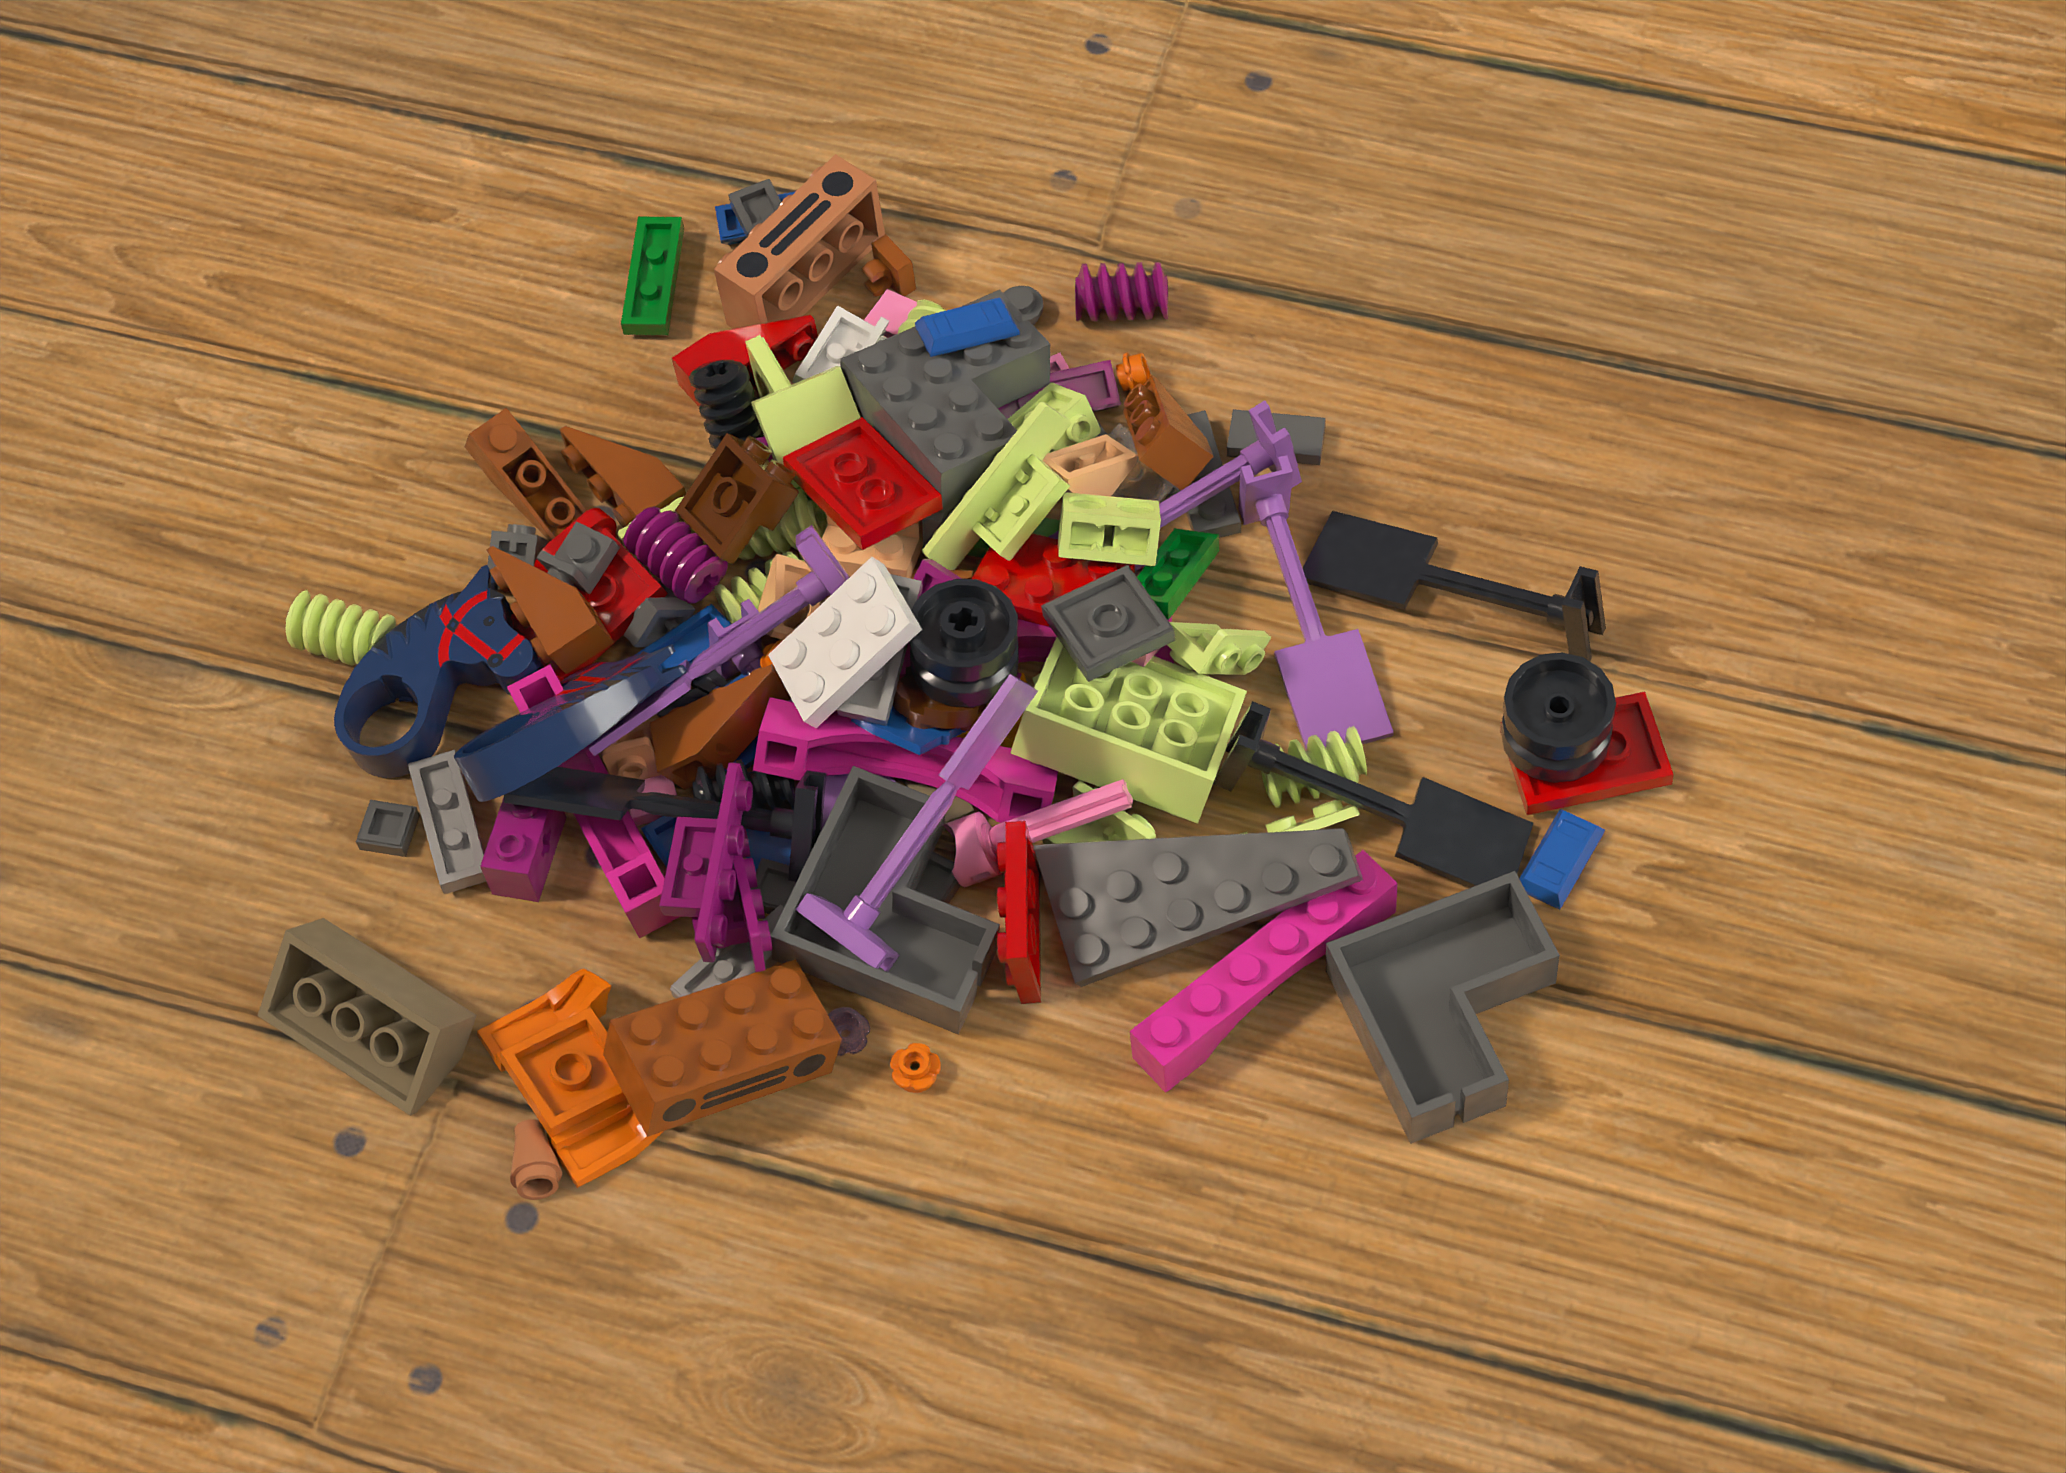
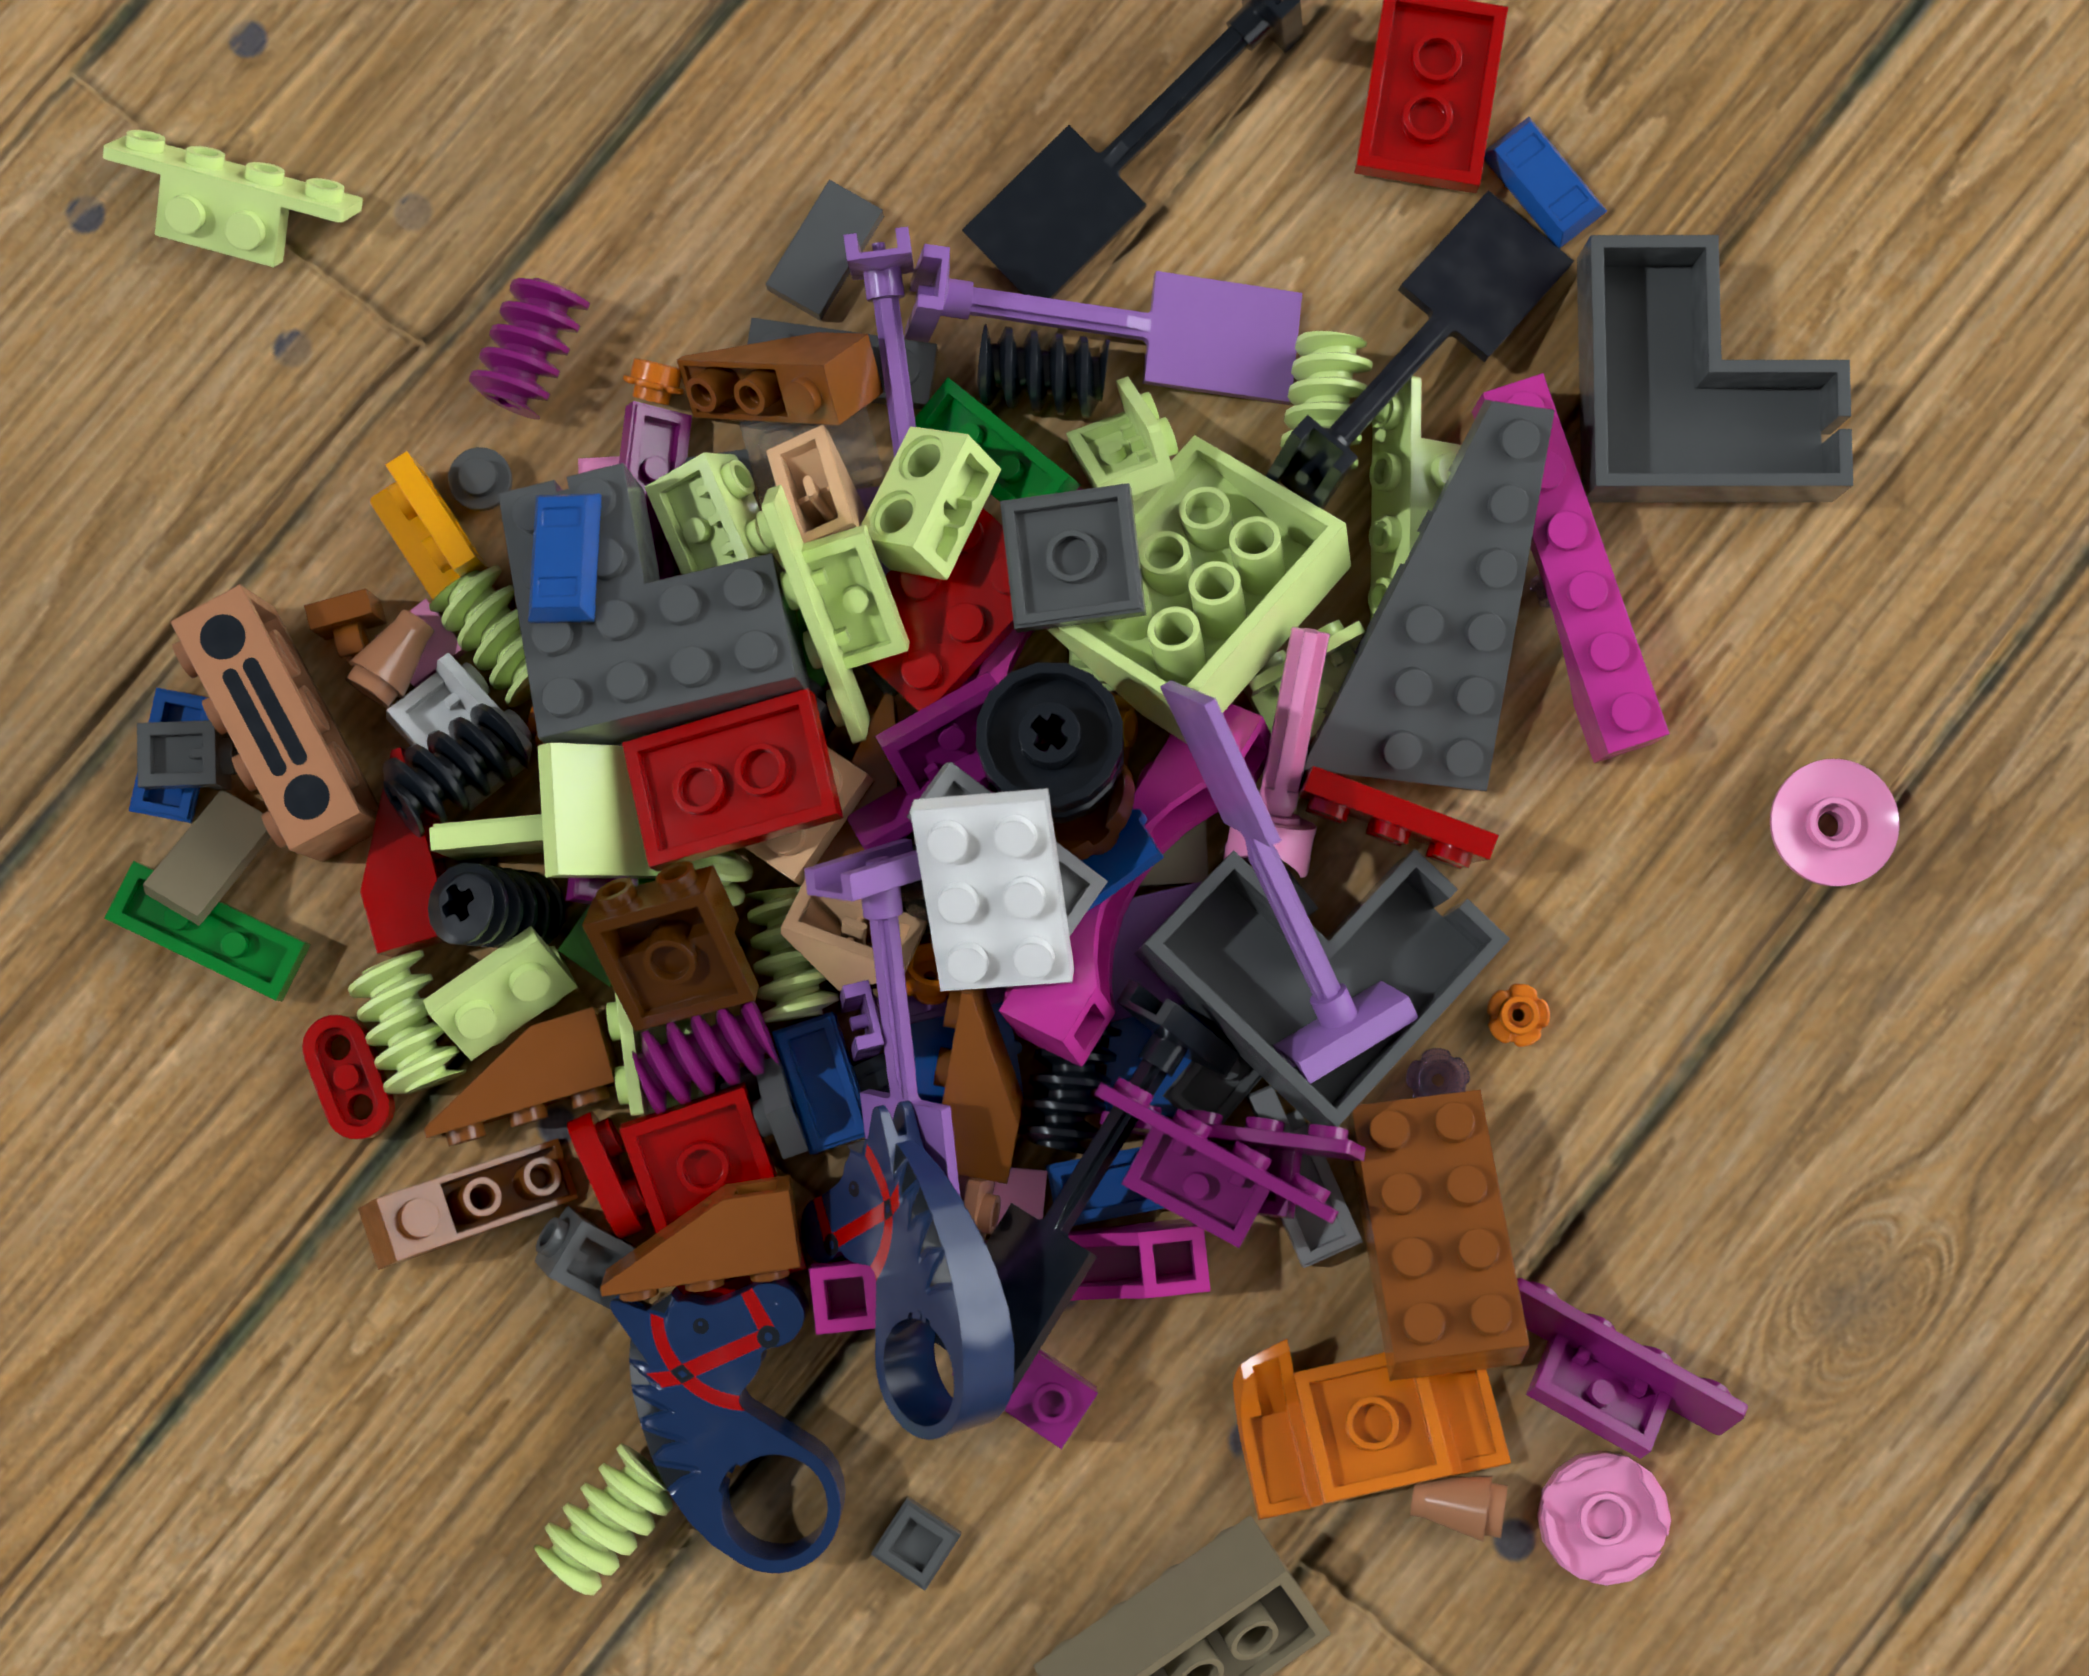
camera: 75 degrees left, 25 degrees up
(448, 821) = (949, 1467): light grey plate -> none
(558, 1269) = (1603, 1517): none -> bright pink tile
(580, 558) = (657, 1179): dark grey bracket -> none
(584, 384) = (346, 1079): none -> red plate
(631, 394) = (403, 1025): none -> yellowish green piece
(659, 1224) = (1612, 1380): none -> magenta bracket
(671, 433) = (501, 993): none -> yellowish green bracket
(690, 250) = (208, 858): none -> dark tan tile
(802, 339) = (452, 765): none -> black piece
(871, 295) = (390, 659): none -> nougat cone
(983, 274) = (424, 527): none -> light orange bracket
(1140, 104) = (226, 203): none -> yellowish green bracket
(1154, 1204) = (1864, 817): none -> bright pink dish
(1248, 583) = (1041, 371): none -> black piece
(1558, 717) = (1411, 94): black wheel -> none

